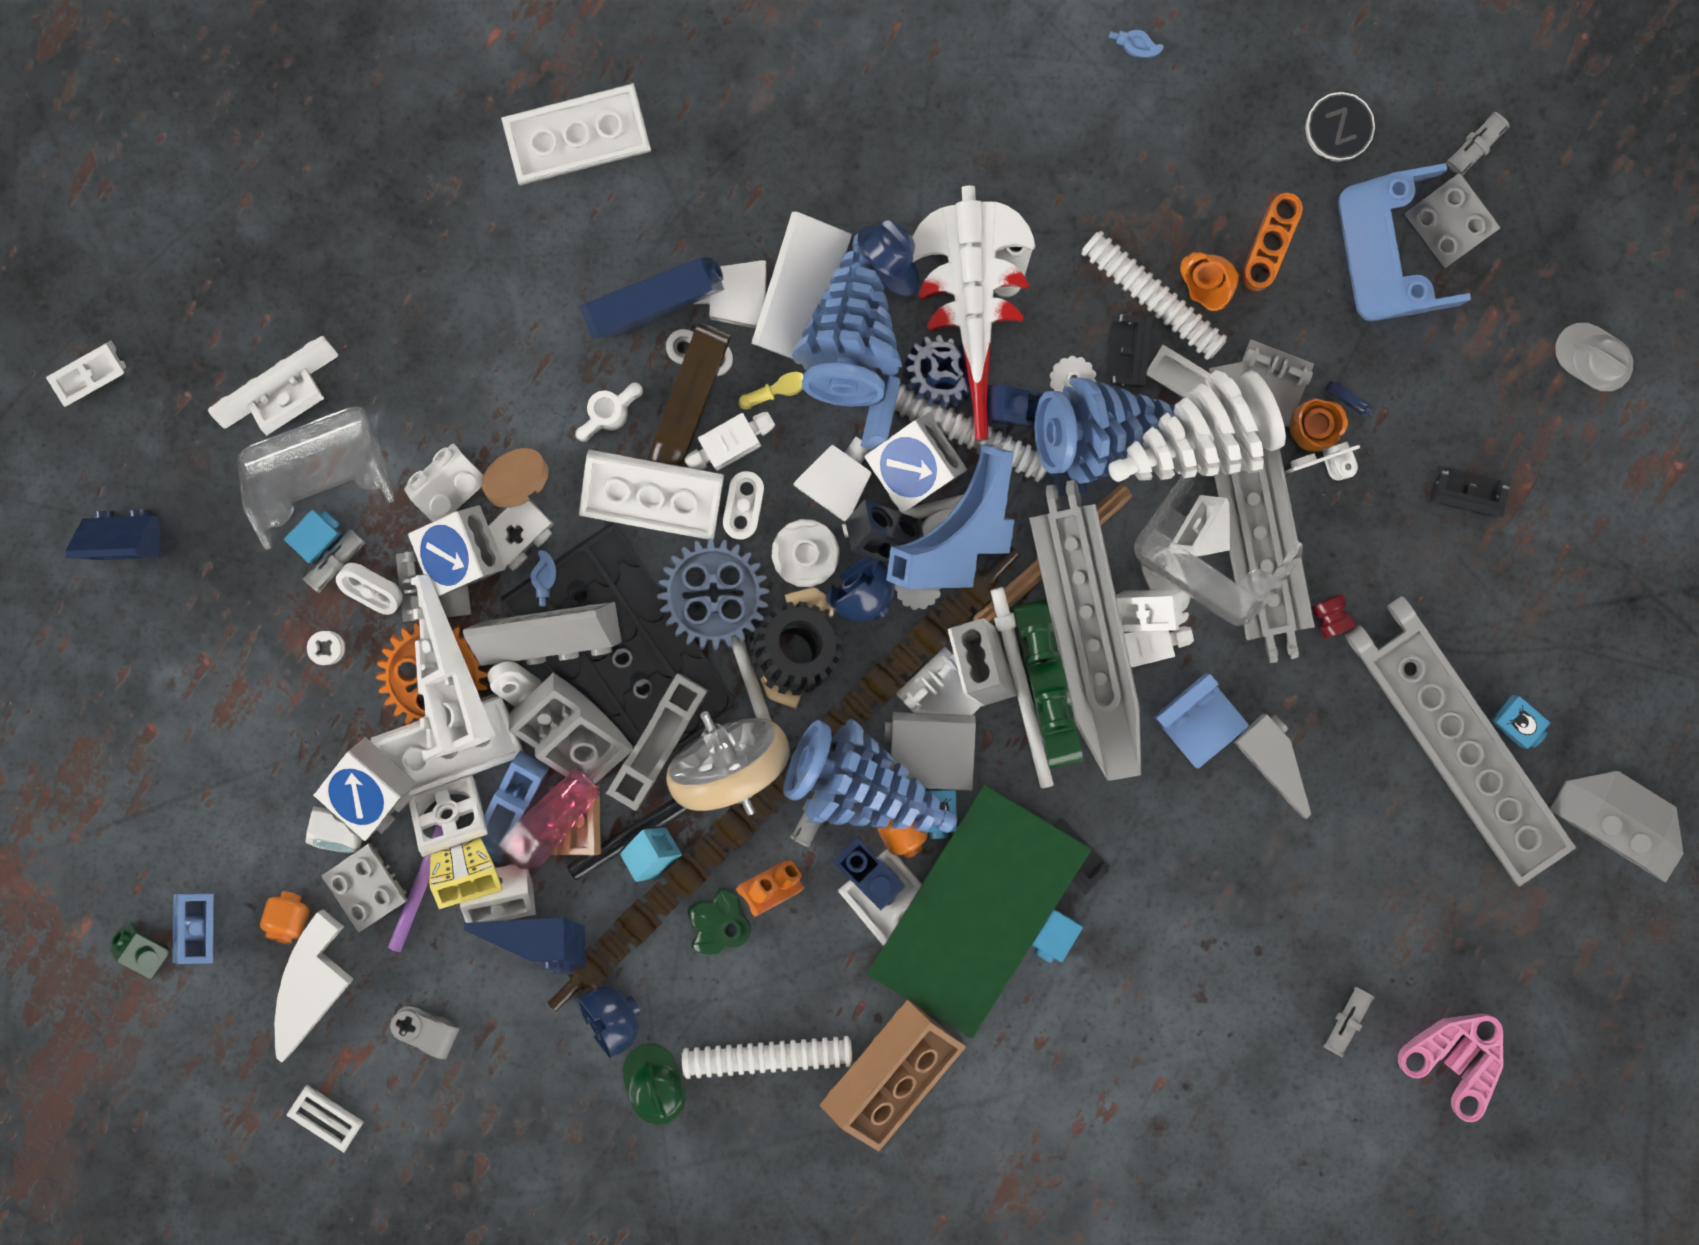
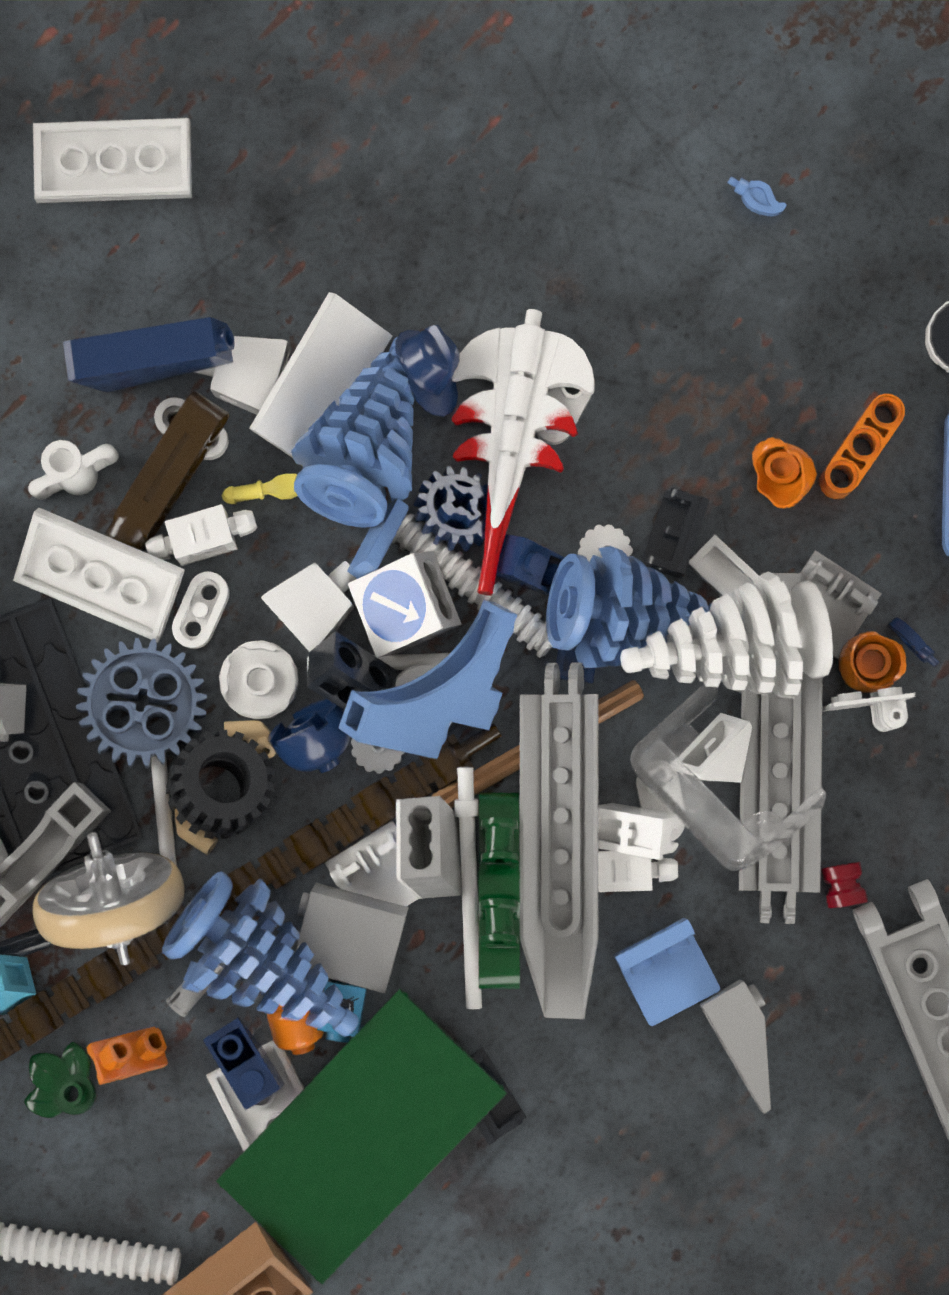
camera: 15 degrees right, 5 degrees down
(1056, 937) = (445, 1186): dark azure brick -> none
(1154, 295) = (716, 476): white piece -> none

